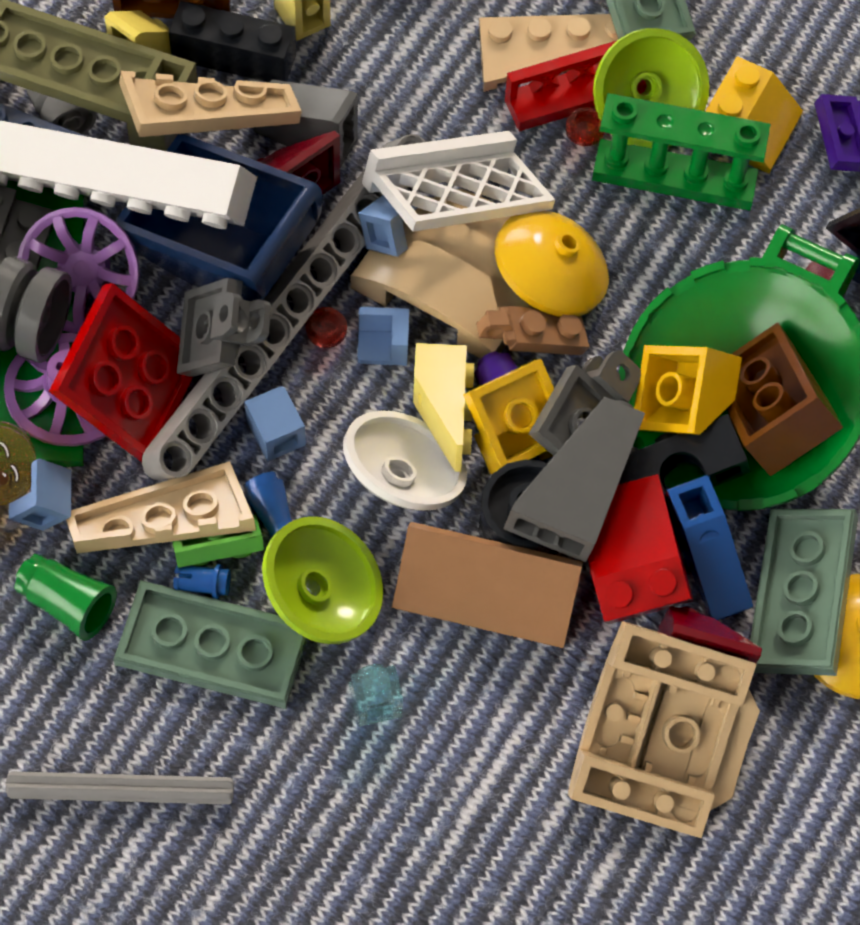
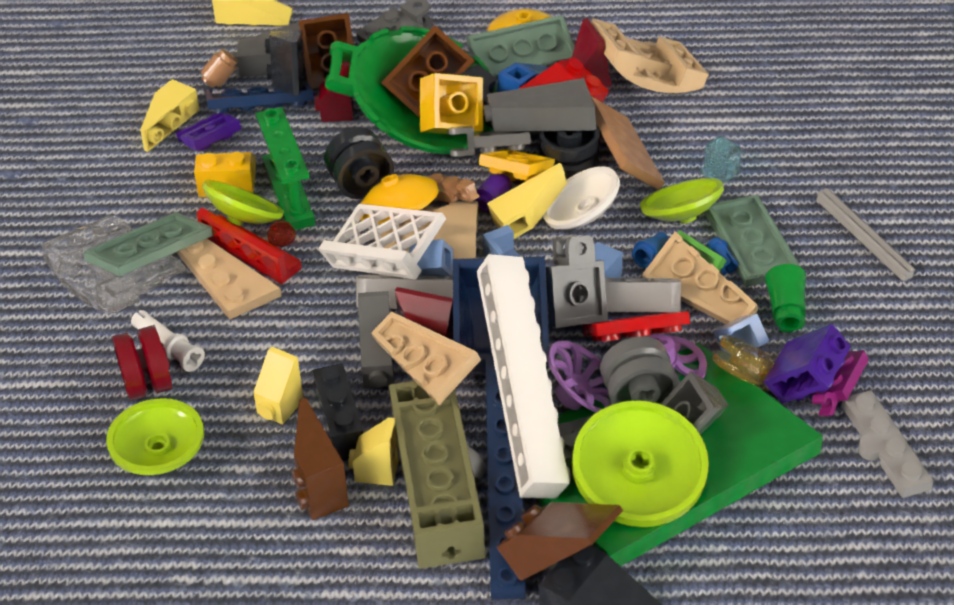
camera: 115 degrees left, 20 degrees down
(637, 240) = (357, 161): none -> black wheel

